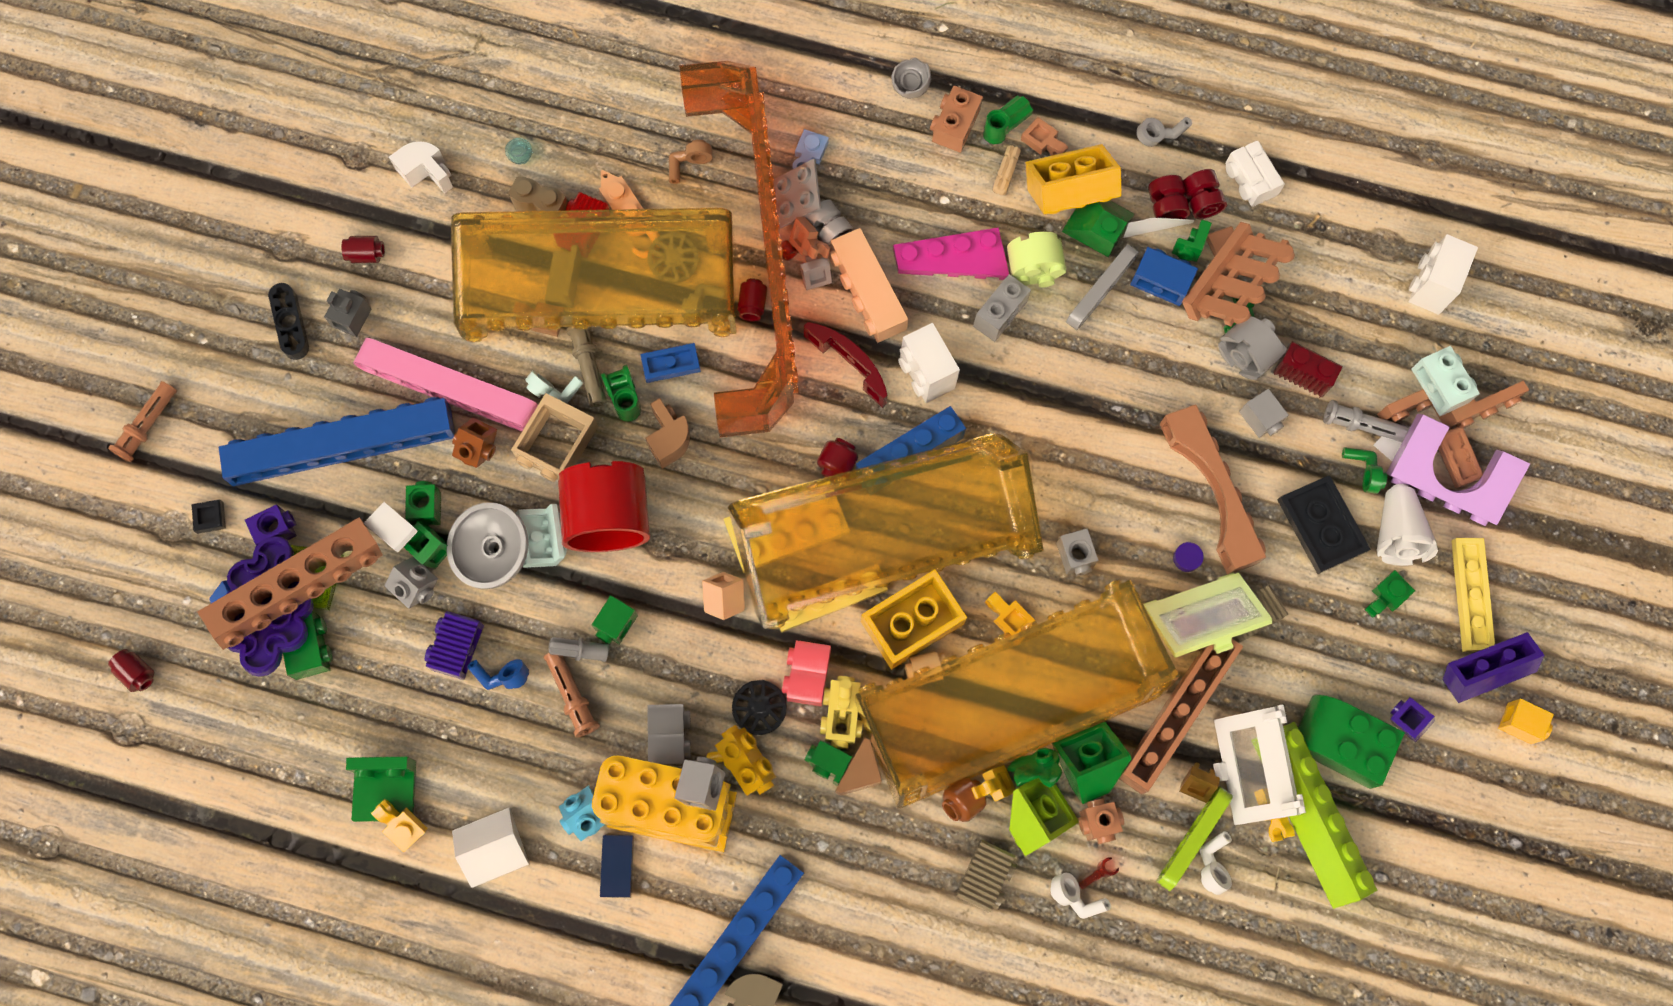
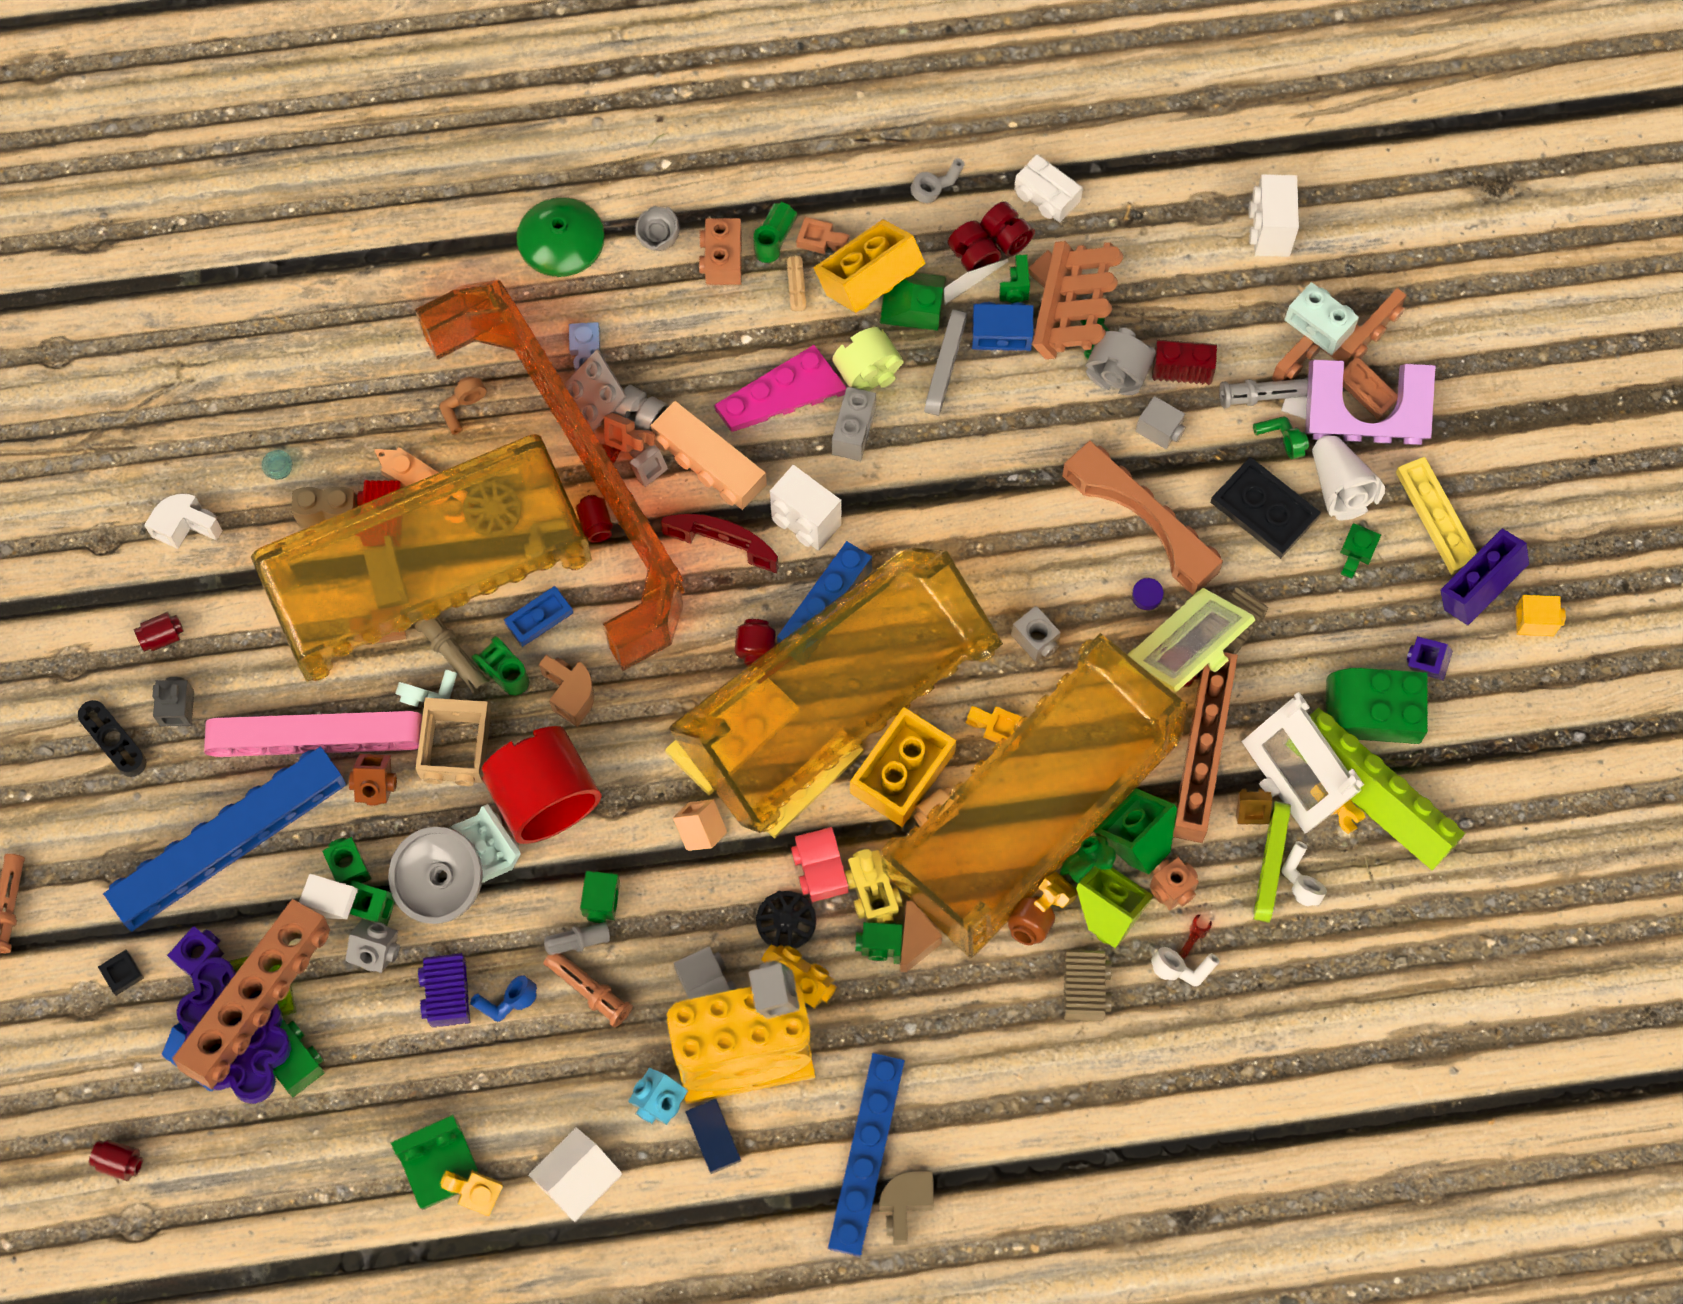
camera: 20 degrees left, 5 degrees down
(826, 65) = (565, 249): none -> green dish

